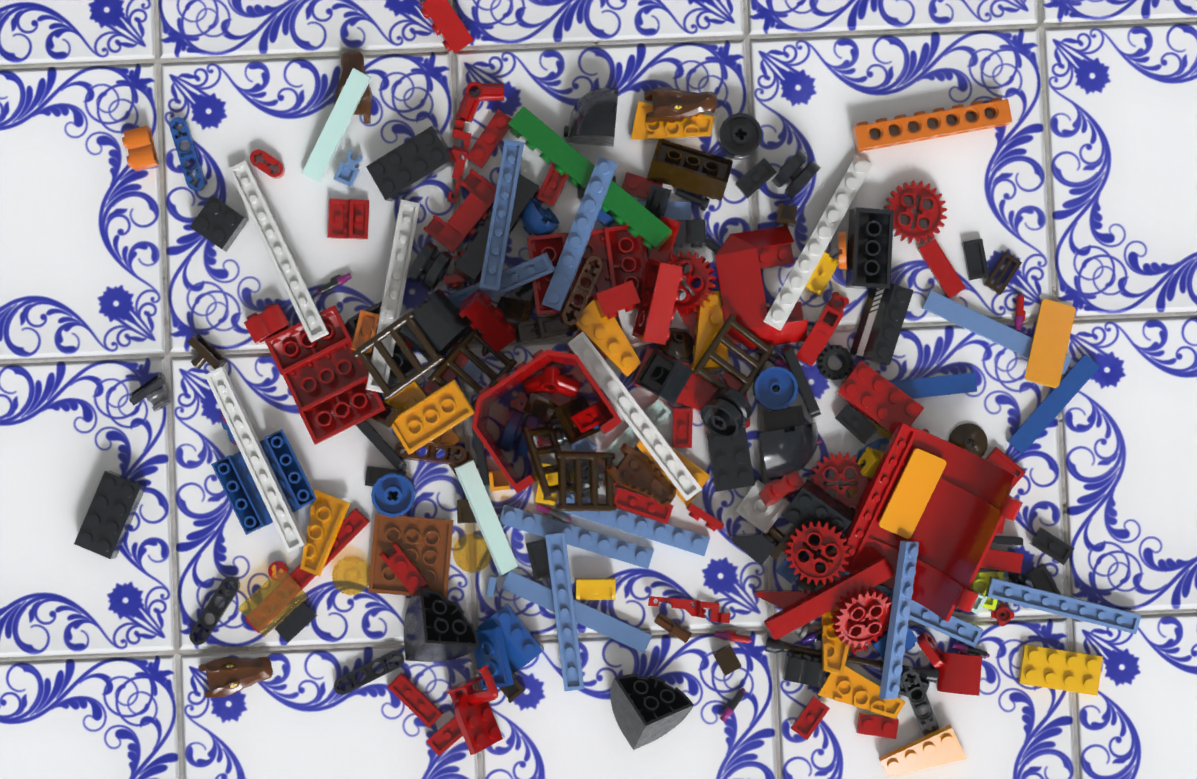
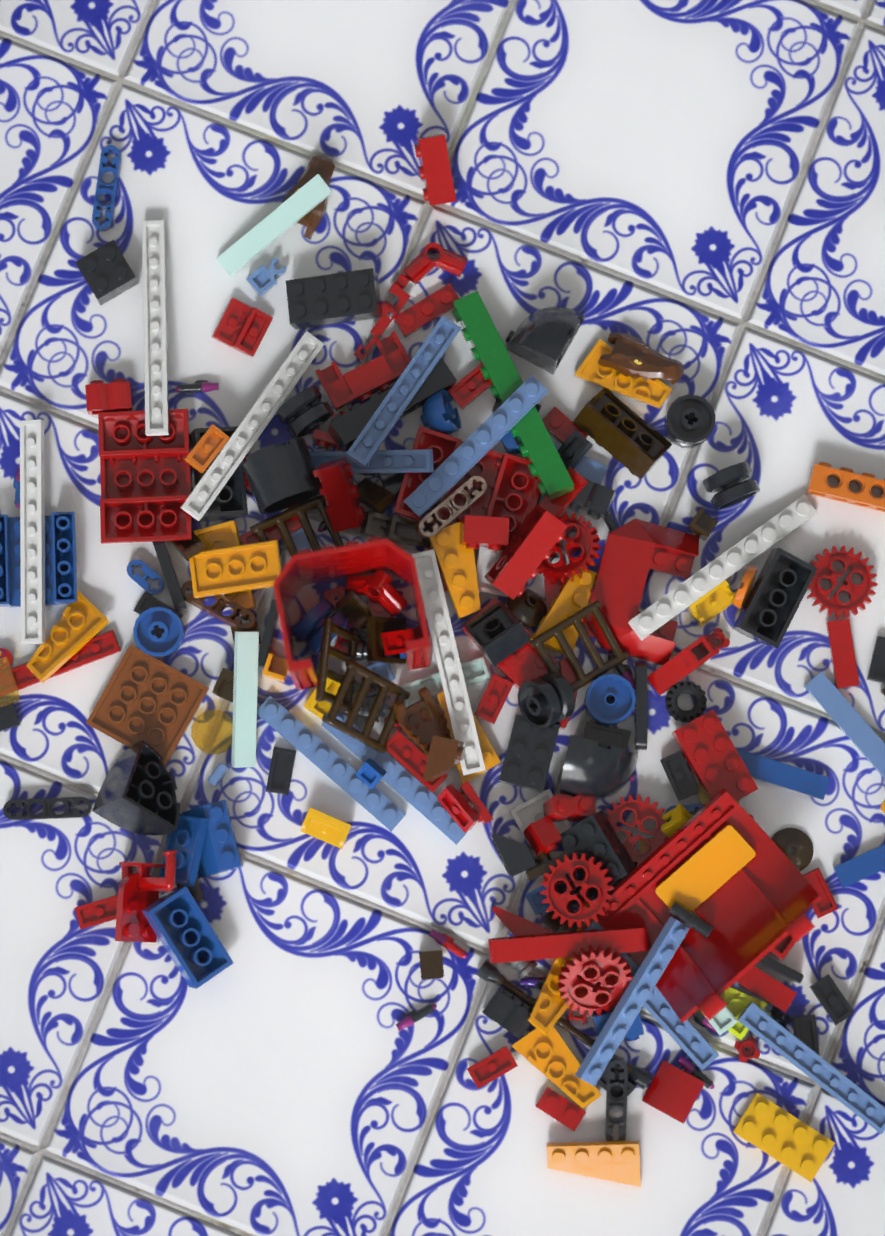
camera: 25 degrees right, 5 degrees down
(140, 148) = (61, 160): orange brick -> none
(205, 354) = (31, 399): dark brown tile -> none
(264, 167) = (188, 230): red beam -> none
(351, 575) = (75, 698): clear yellow tile -> none
(361, 459) = (141, 581): none -> blue beam
(376, 341) = (246, 511): dark brown bar -> none
(404, 569) = (134, 715): red hinge -> none
(415, 700) = (82, 859): red tile -> none
(526, 725) = (187, 937): none -> blue slope
(551, 513) = (316, 728): piece -> none
(564, 611) = (282, 835): medium blue plate -> none
(584, 614) = (295, 843): medium blue tile -> none
(612, 531) = (370, 773): none -> blue plate
(647, 707) = (323, 976): black brick -> none
(664, 493) = (442, 757): none -> reddish brown slope
(672, 627) = (389, 905): reddish brown axle -> none
(693, 527) = (458, 808): none -> red plate
(697, 611) = (422, 900): red piece -> none
(703, 203) = (613, 466): black piece -> none
(755, 178) = (687, 472): black plate -> none
(770, 520) = (542, 835): none -> red brick
(881, 324) = (752, 682): black slope -> none
(917, 536) = (691, 919): none -> black pin
(931, 650) = (654, 1052): red beam -> none

